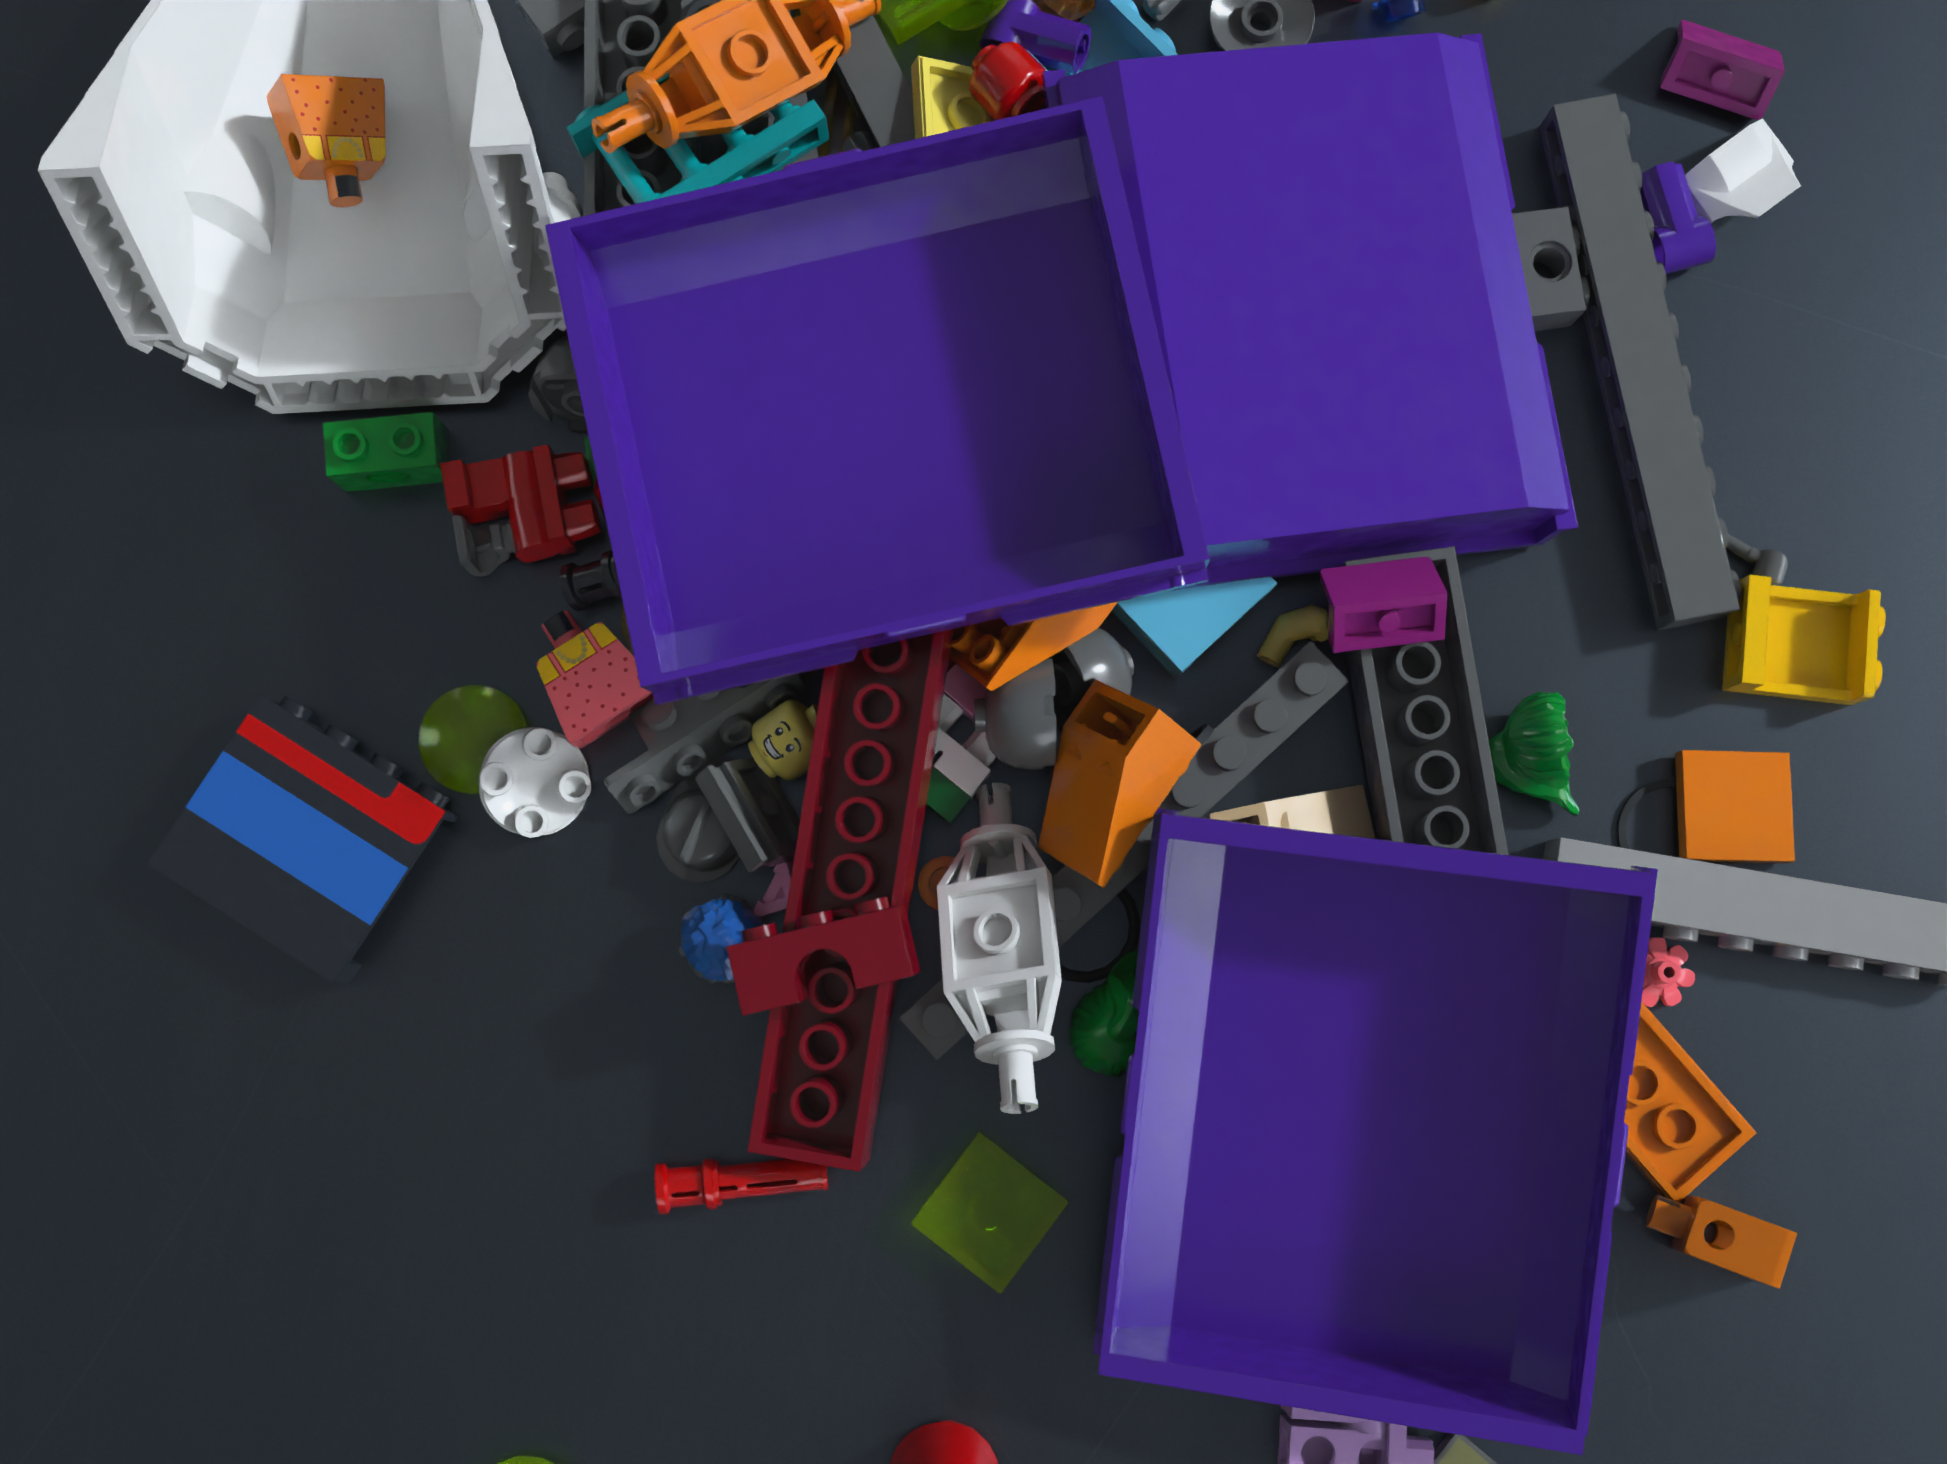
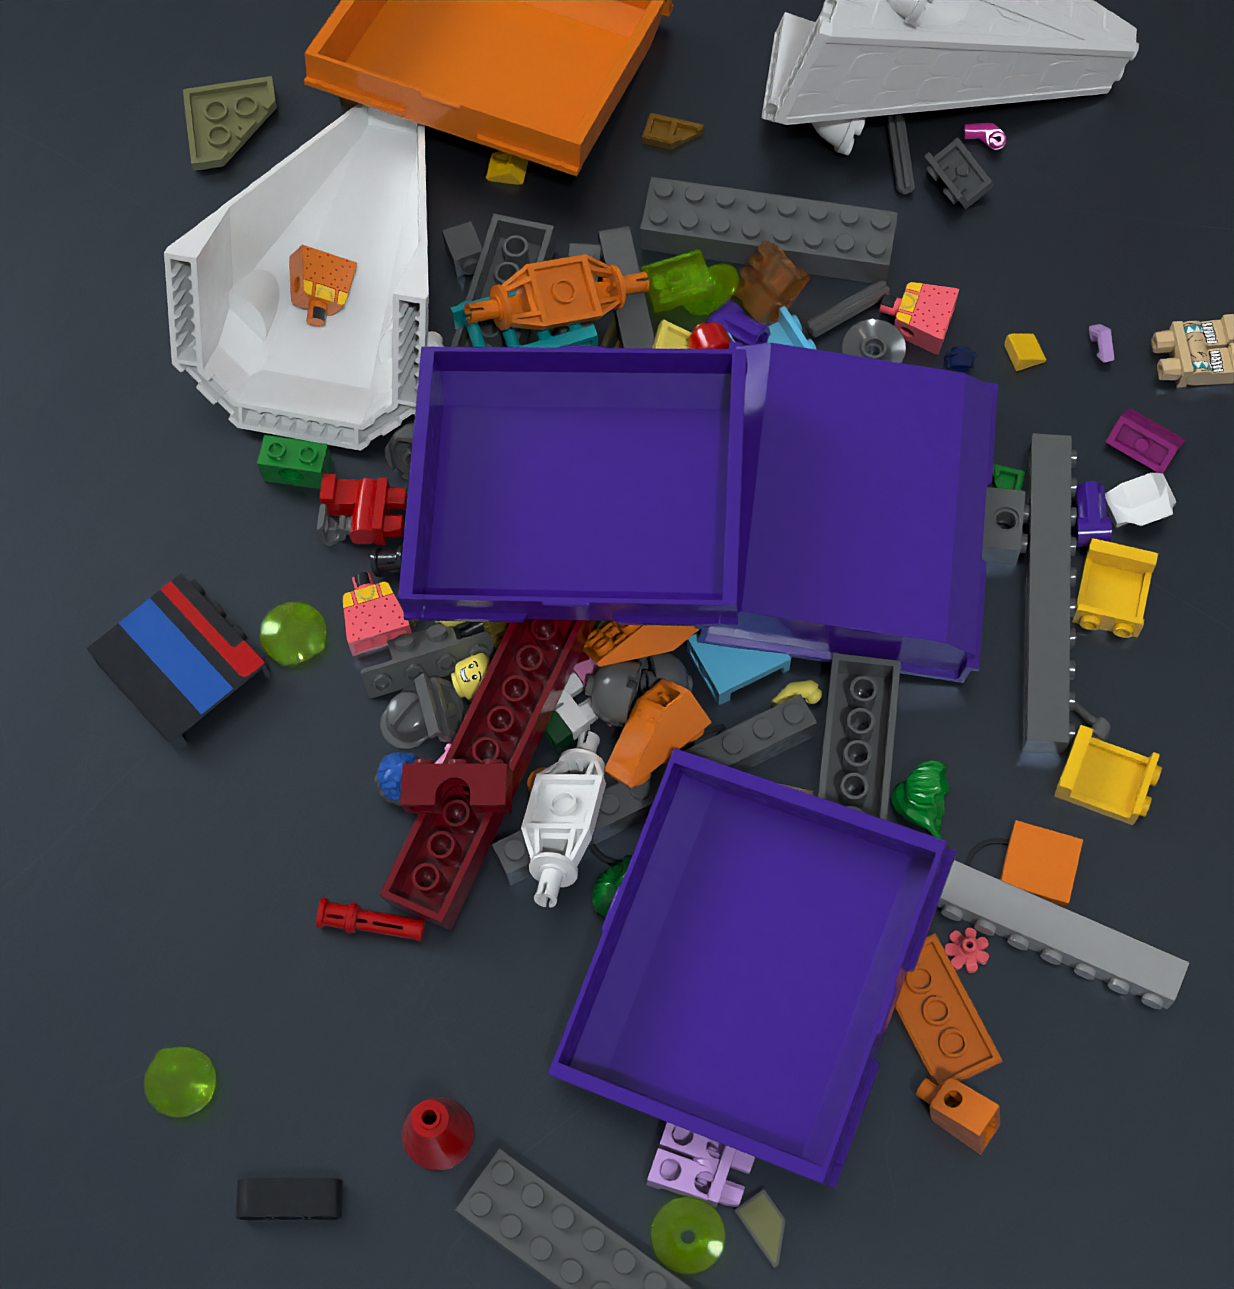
camera: 20 degrees right, 15 degrees down
(534, 782) = (320, 664): white dish -> none
(989, 1212) = (513, 979): clear neon green plate -> none
(1384, 604) = (847, 680): magenta panel -> none
(1530, 189) = (1007, 477): none -> green tile
(1736, 330) = (1114, 588): none -> yellow panel

